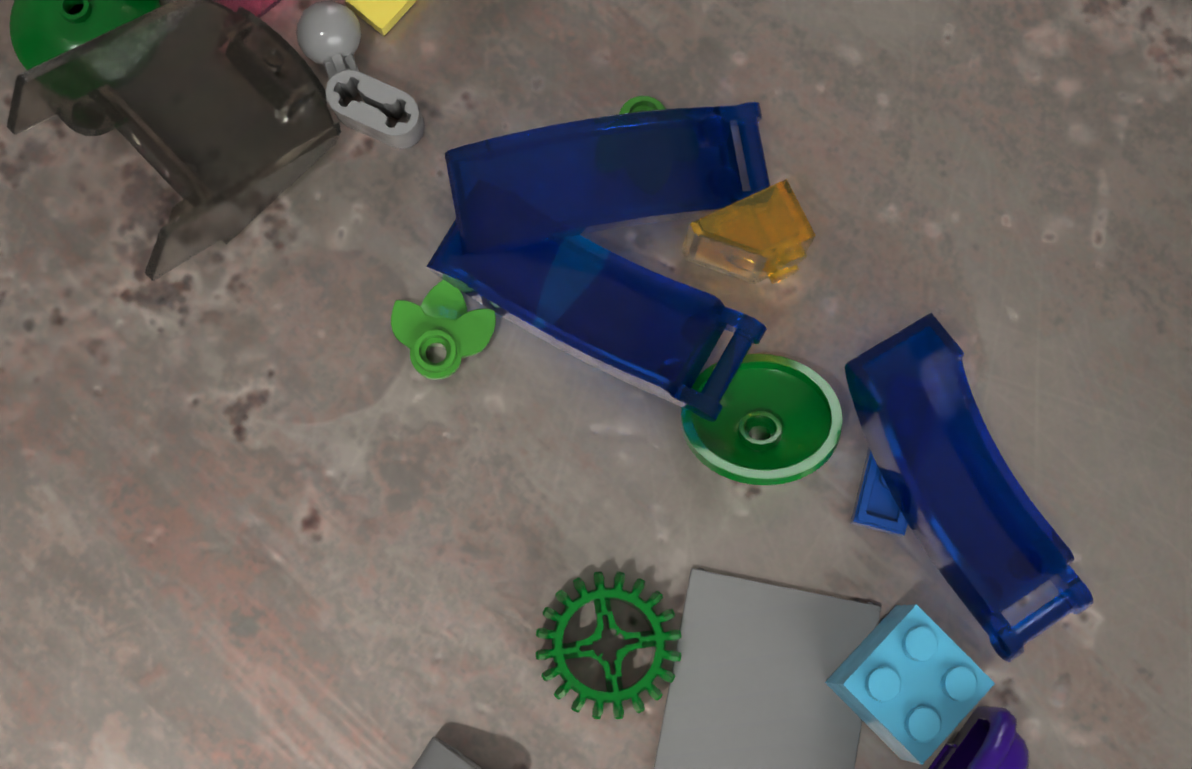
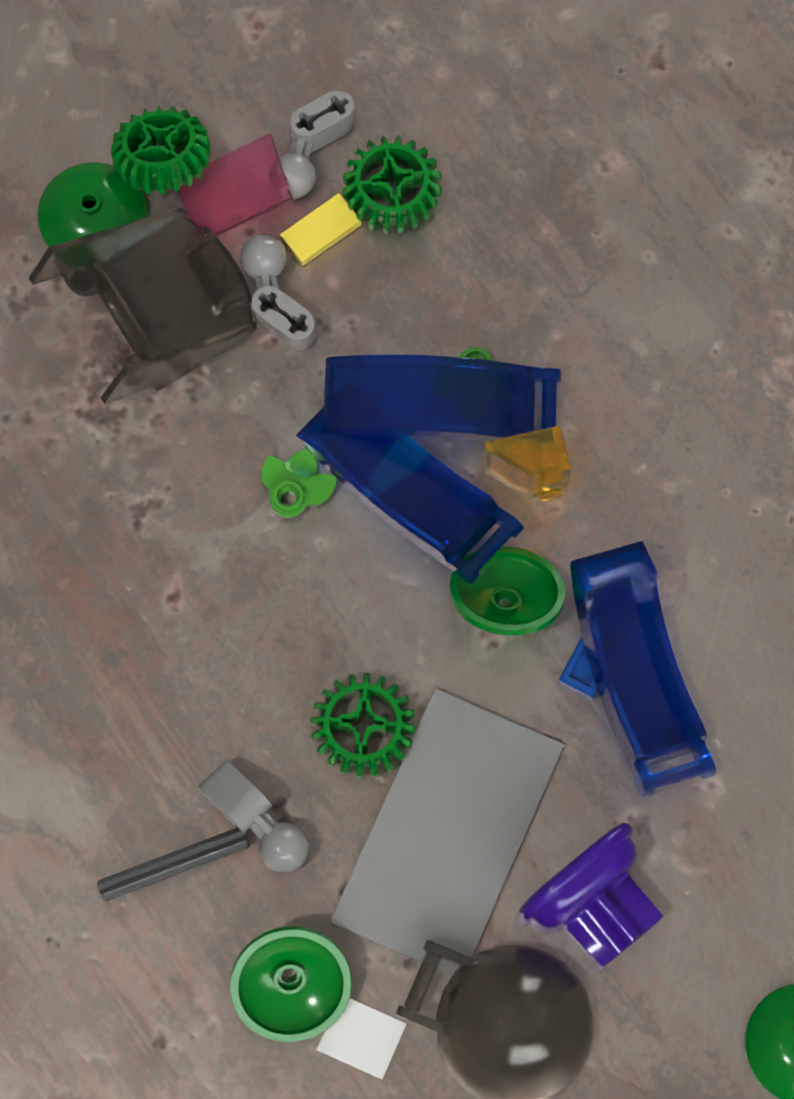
camera: 20 degrees right, 5 degrees down
(910, 683) = (568, 796): medium azure brick -> none

